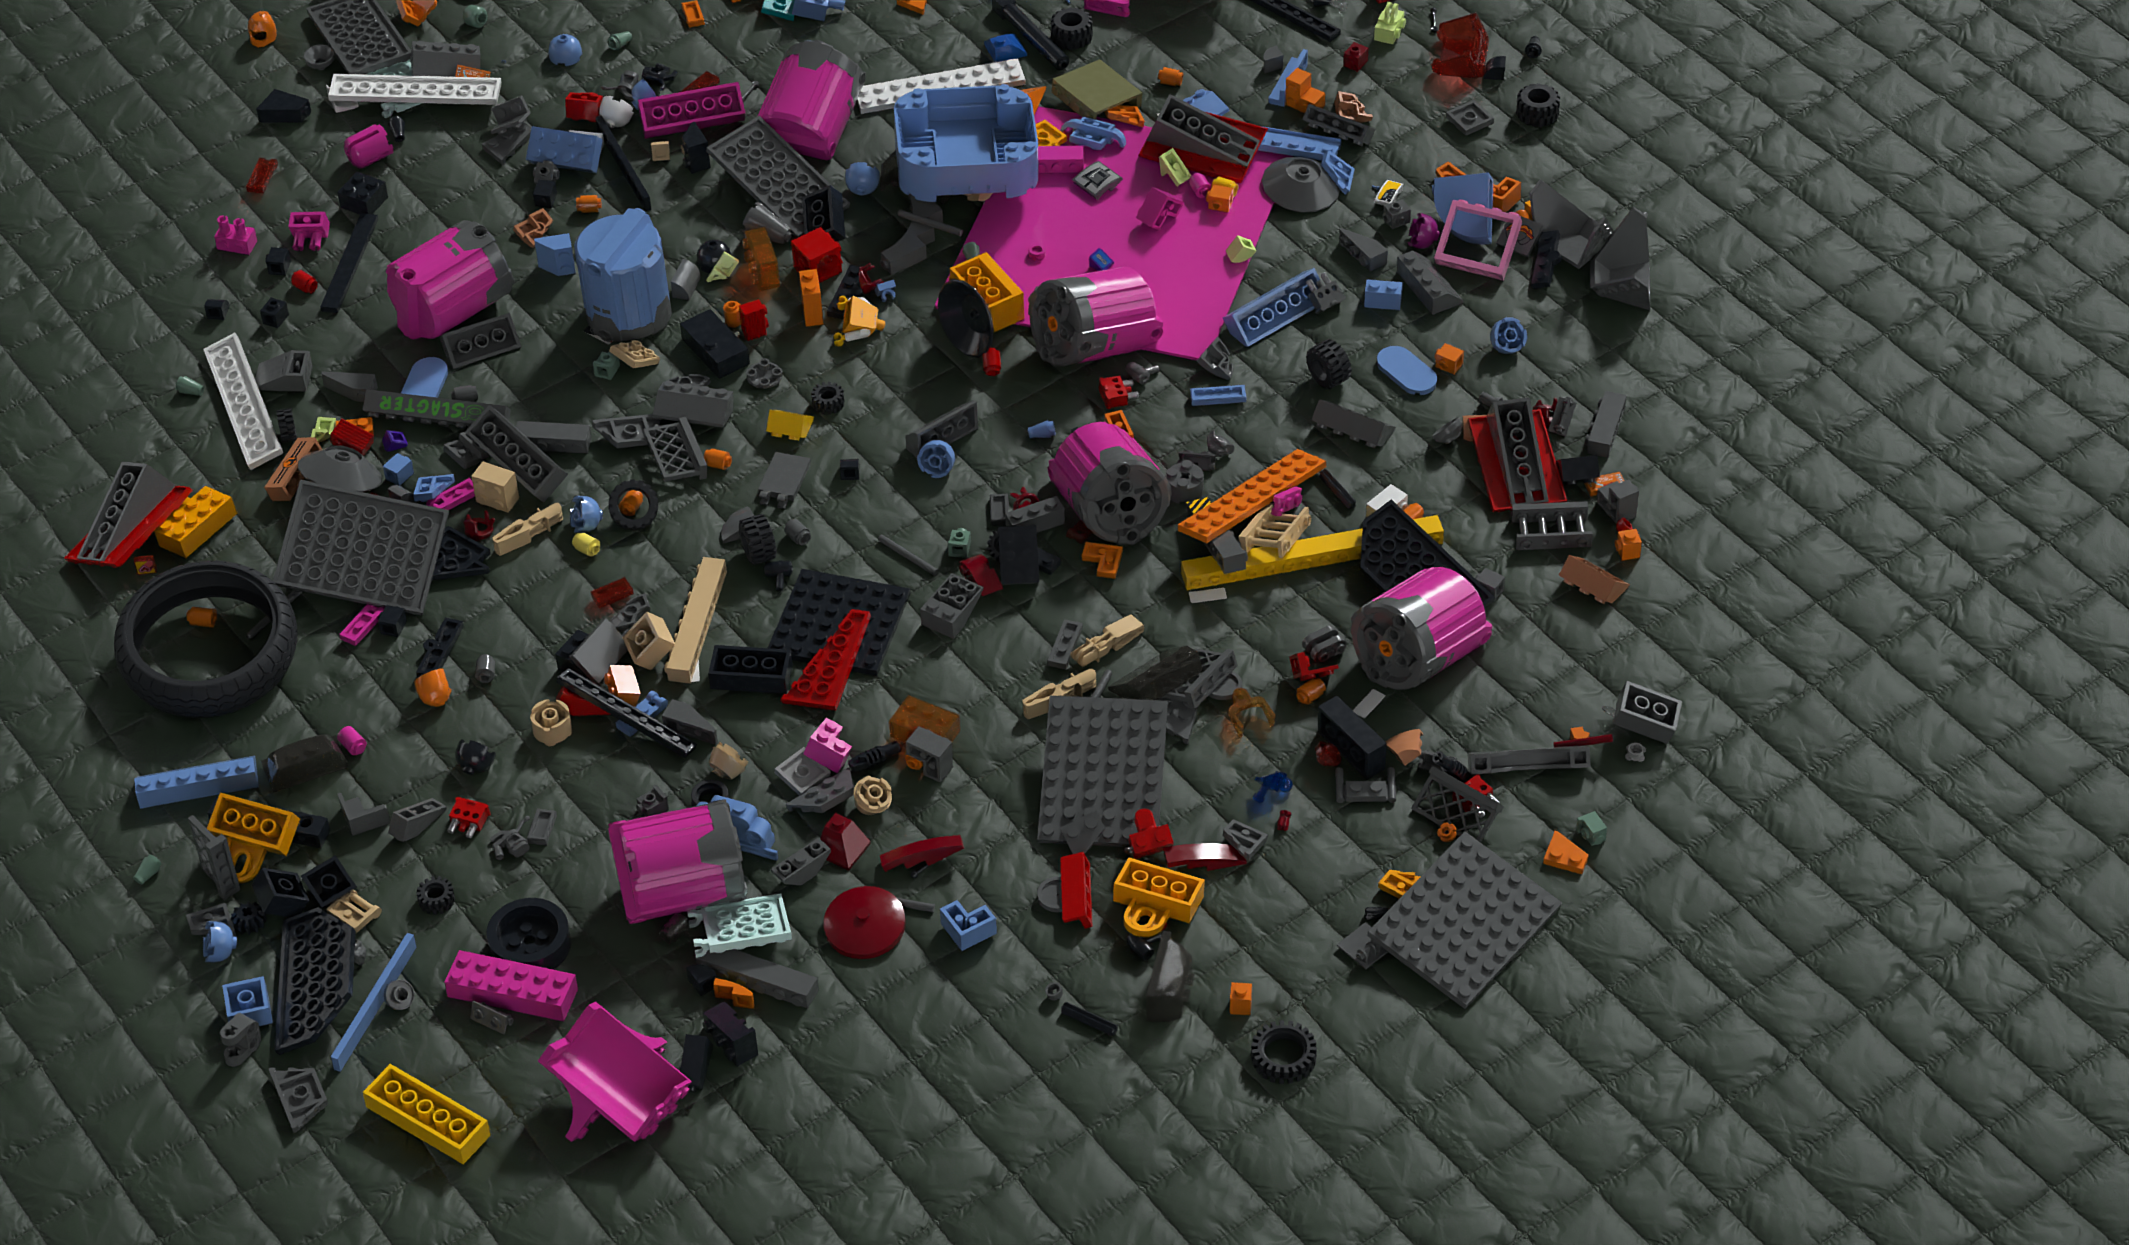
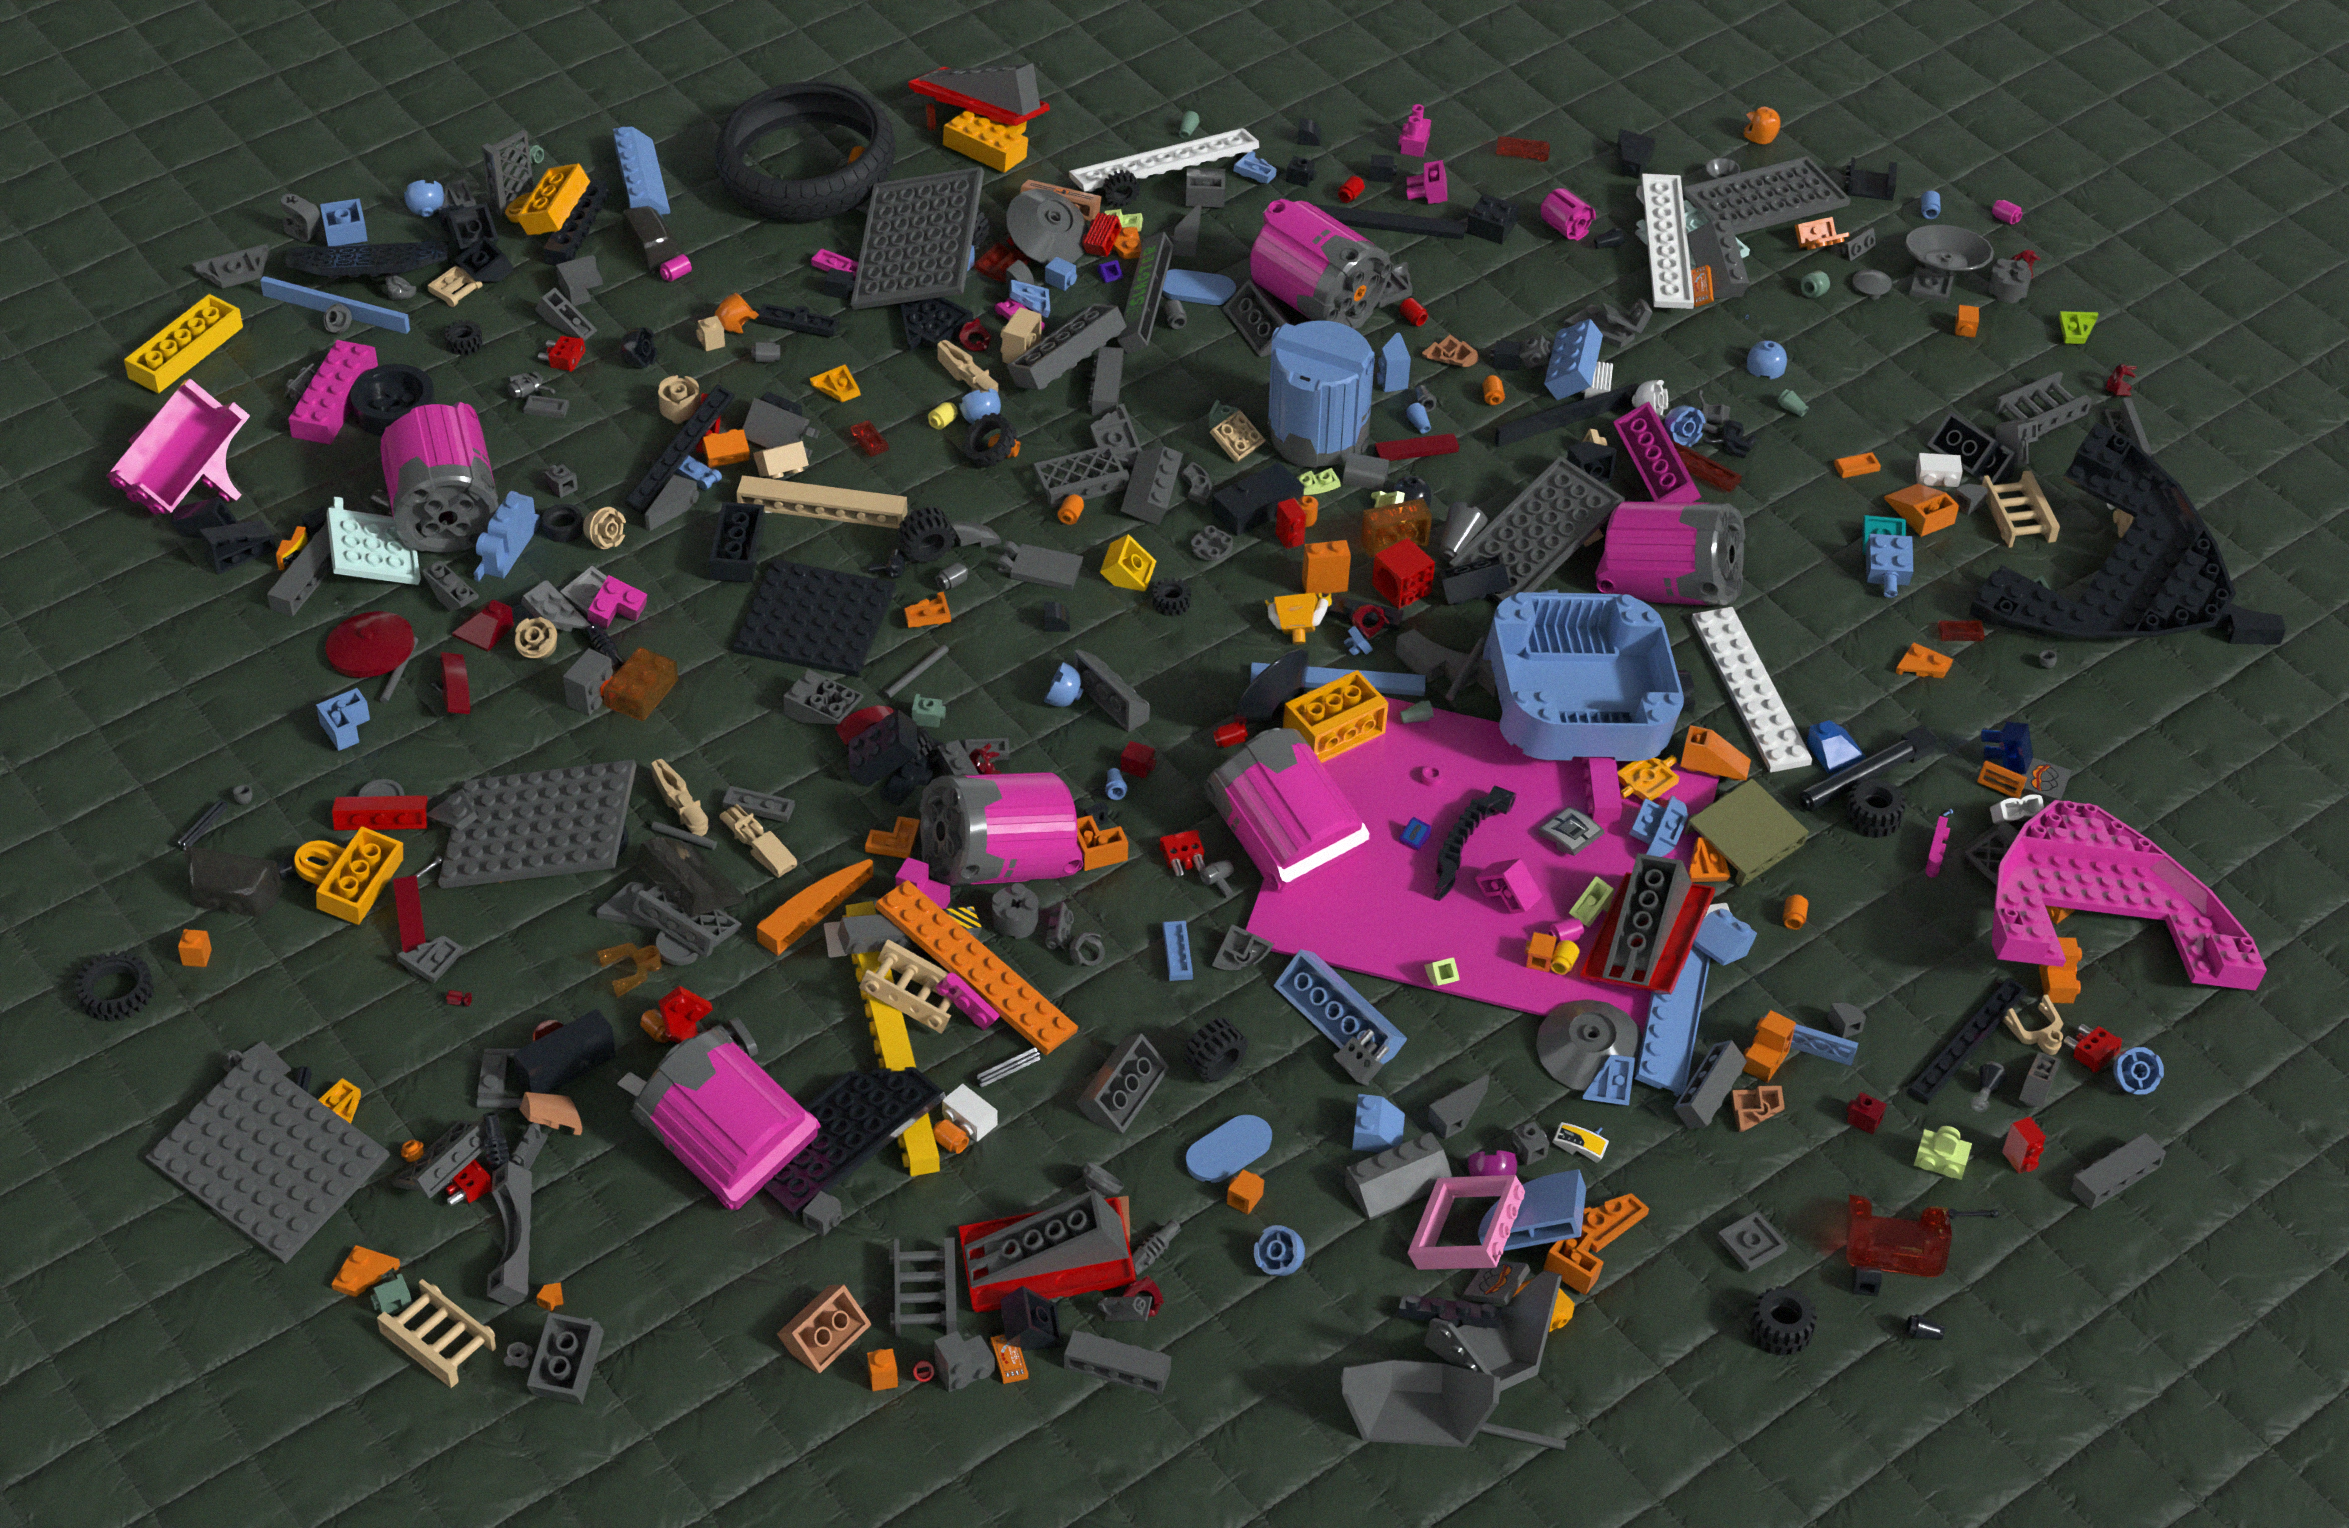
camera: 85 degrees right, 0 degrees up
(263, 342) = (1254, 168): none -> medium blue wing
(456, 707) = (711, 333): none -> tan brick
(534, 617) = (837, 384): none -> light orange wing
(583, 106) = (1661, 368): red brick -> none
(632, 611) = (848, 459): dark grey tile -> none
(688, 308) = (1320, 482): none -> yellowish green slope
(829, 669) = (732, 602): red wing -> none
(838, 546) = (928, 612): none -> orange wing
(924, 305) = (1382, 681): none -> medium blue tile
(1016, 416) = (1138, 759): none -> dark red brick
(1142, 243) = (1450, 855): none -> black piece
(1149, 837) = (433, 863): red brick -> none
(1165, 538) = (918, 874): none -> dark pink brick
(1181, 605) = (811, 906): none -> orange slope
(1272, 782) = (509, 979): clear blue piece -> none
(1585, 741) = (532, 1292): dark red bar -> none
(1632, 814) = (429, 1354): none -> tan fence

